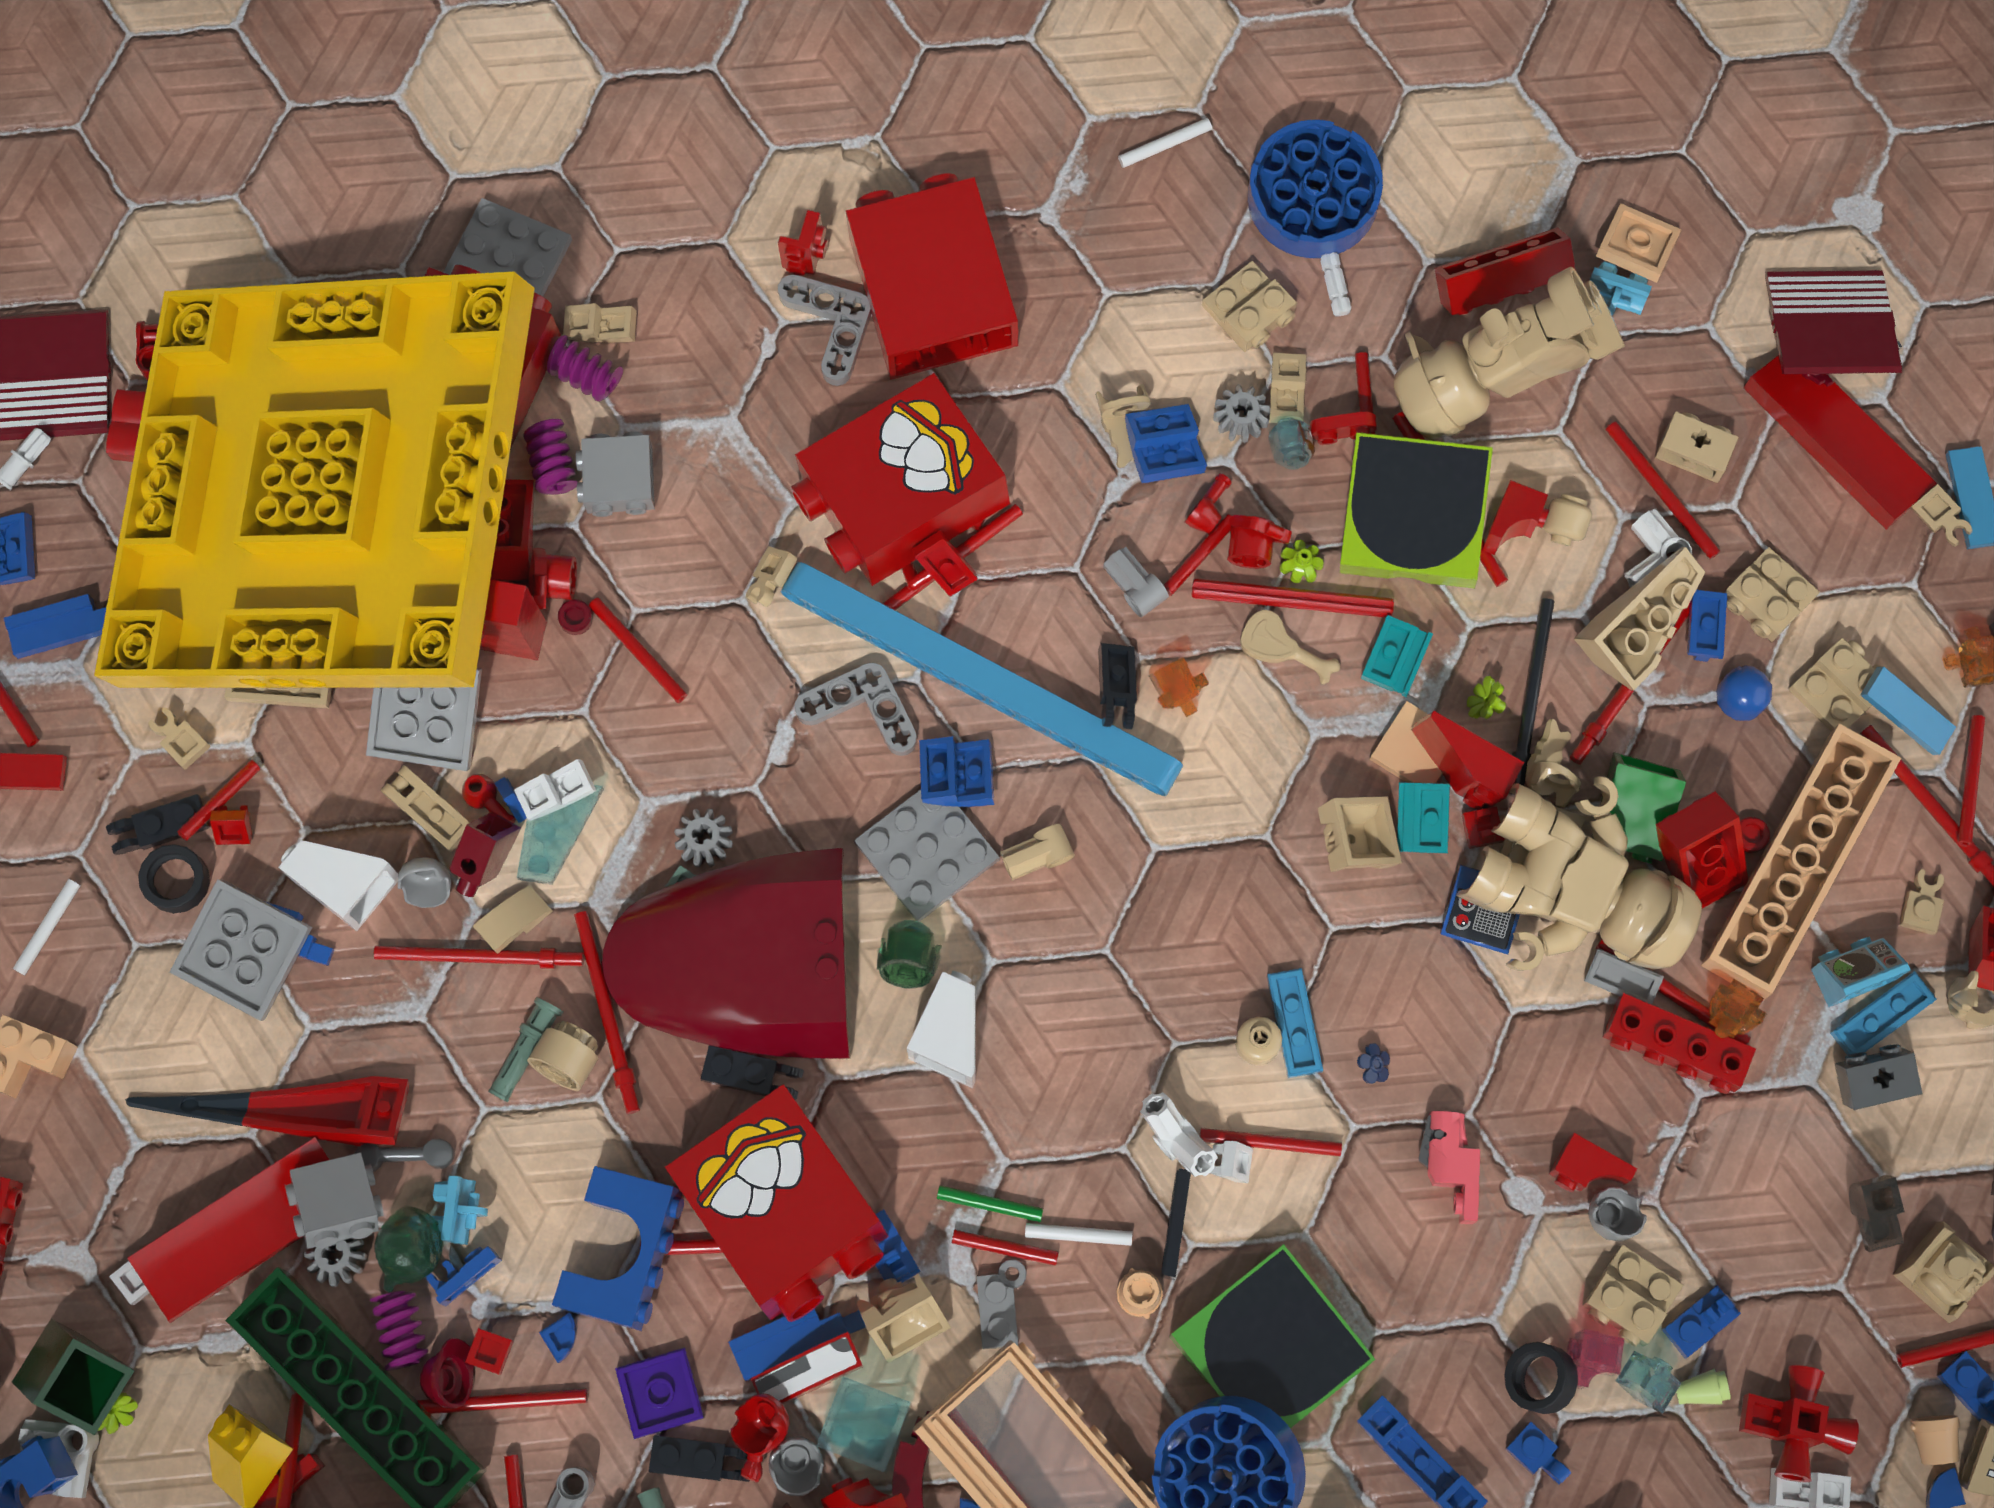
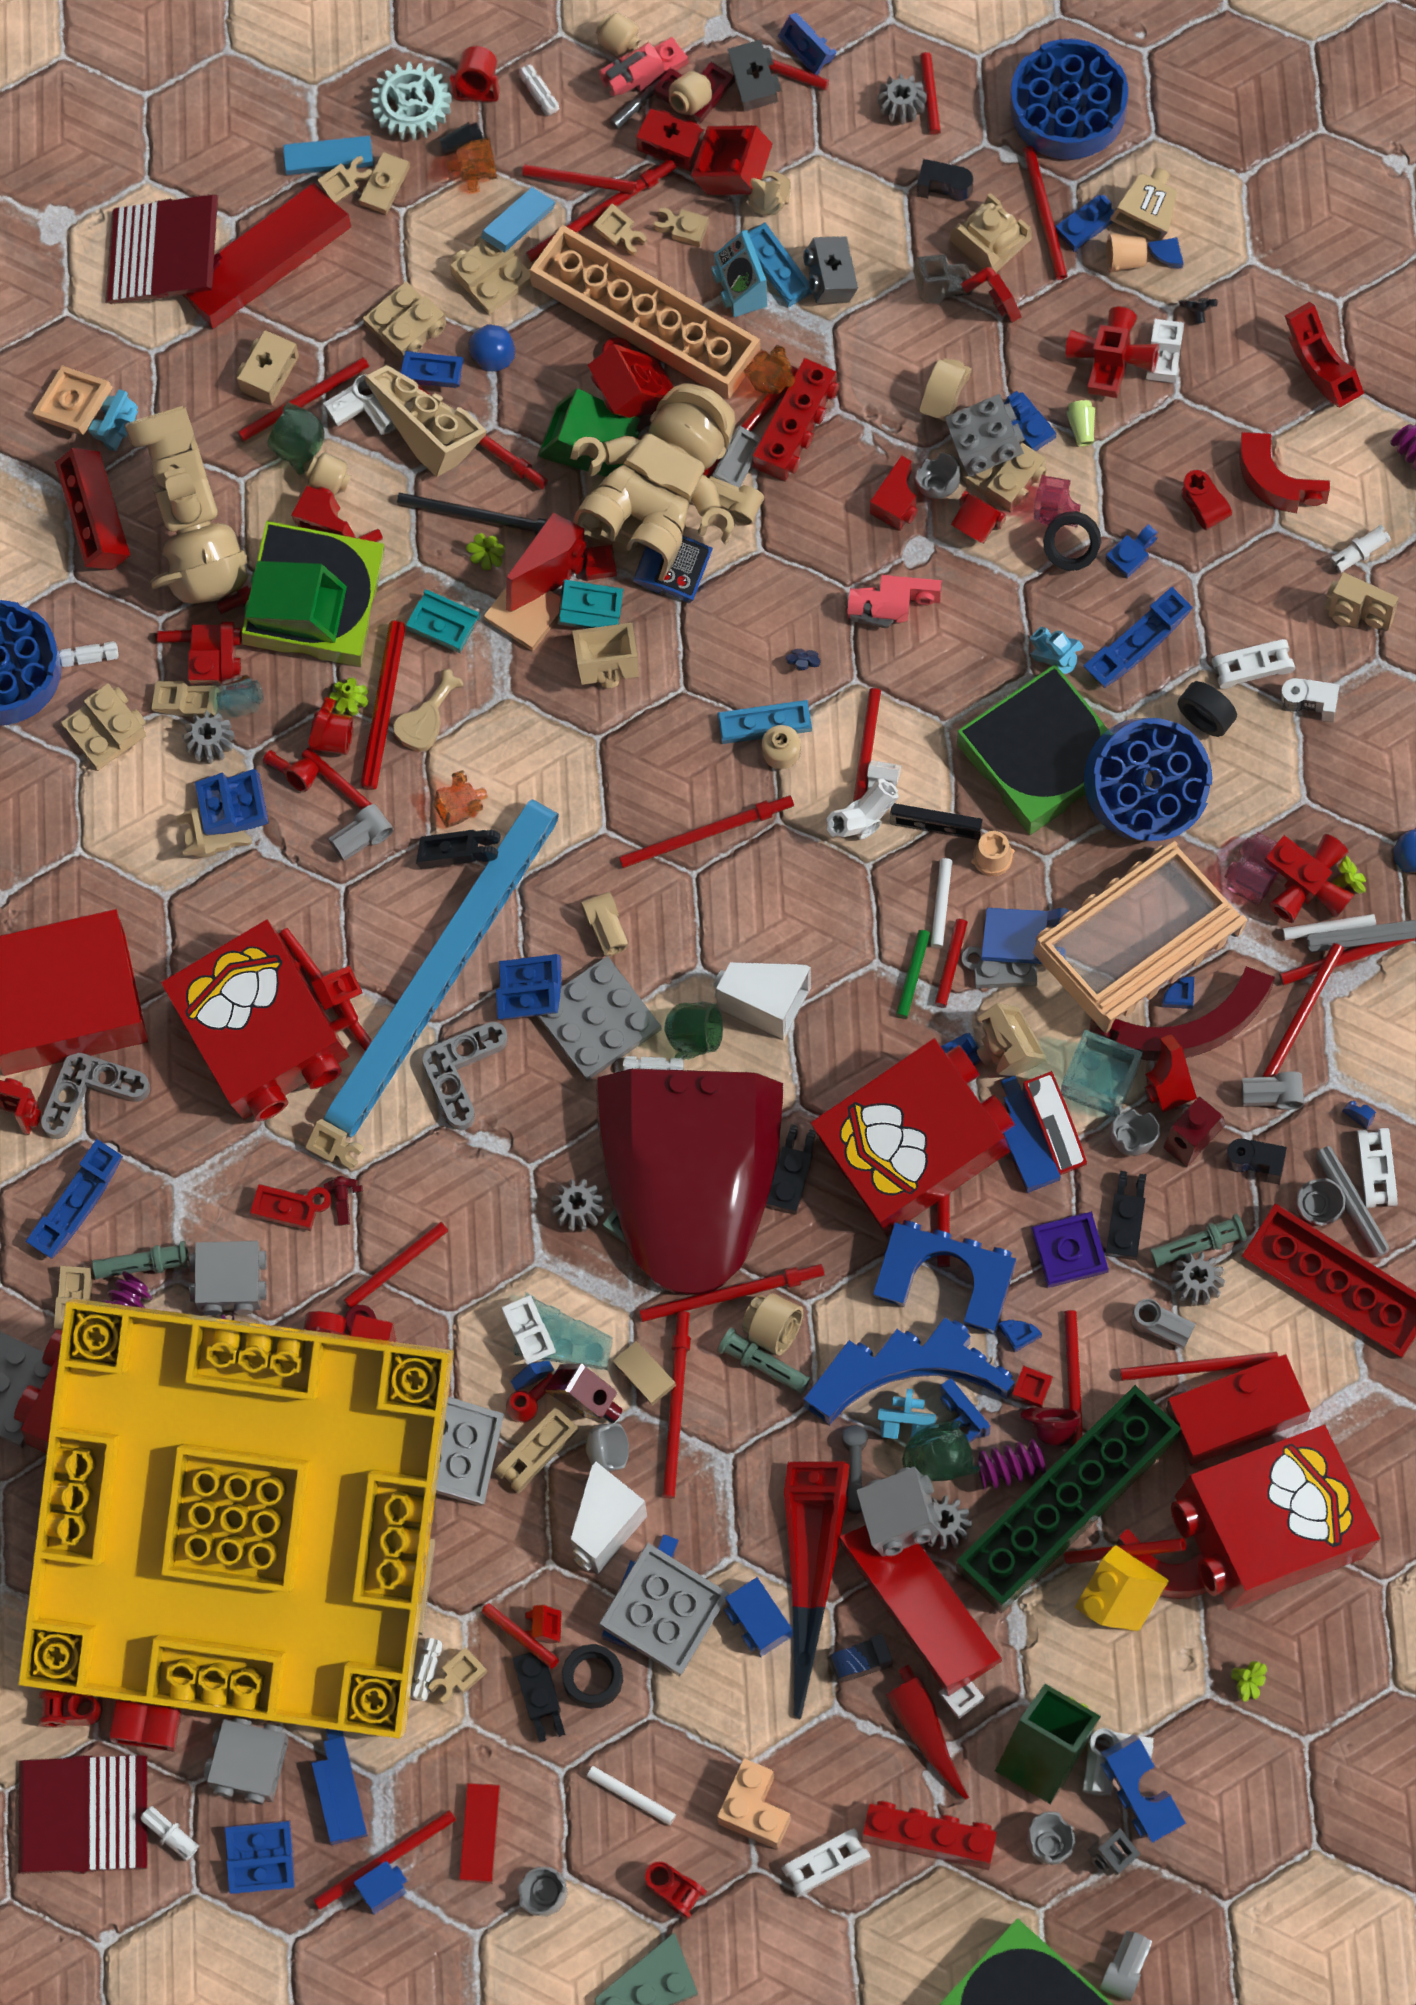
camera: 85 degrees left, 5 degrees down
(85, 527) = (246, 1760): none -> light grey brick
(114, 1238) = (920, 1720): none -> red piece
(184, 1168) = (860, 1659): none -> leg
(189, 706) = (426, 1669): none -> white axle
(232, 1053) = (758, 1617): none -> blue brick
(528, 1204) = (902, 1357): none -> blue arch
(640, 402) = (156, 1260): none -> sand green pin
(700, 533) = (288, 1207): none -> red hinge
(702, 316) = (77, 1200): none -> blue slope
(727, 587) = (340, 1186): none -> dark red piece
(758, 1430) = (1104, 1160): red hair -> none
(870, 914) = (632, 1062): none -> white axle
(1041, 1320) = (1013, 933): none -> blue flag
(1182, 1023) = (761, 811): none -> red bar
(1333, 398) = (205, 656): none -> red arch
(1393, 484) = (296, 600): none -> green slope
(1399, 1360) = (1055, 649): none -> medium azure hips
(1545, 766) = (559, 503): tan hair -> none
(1563, 1261) = (977, 517): none -> red piece
(1568, 982) = (739, 502): none -> tan piece
(1611, 480) = (296, 436): none -> clear green helmet
(1649, 1381) = (1076, 460): clear light blue brick -> none
(1671, 1268) = (985, 434): none -> light grey brick
(1733, 1219) = (944, 388): none -> tan brick
(1860, 1283) = (1000, 294): none -> red plate
(1912, 825) = (617, 227): none -> tan plate
(1945, 562) = (384, 183): none -> tan plate

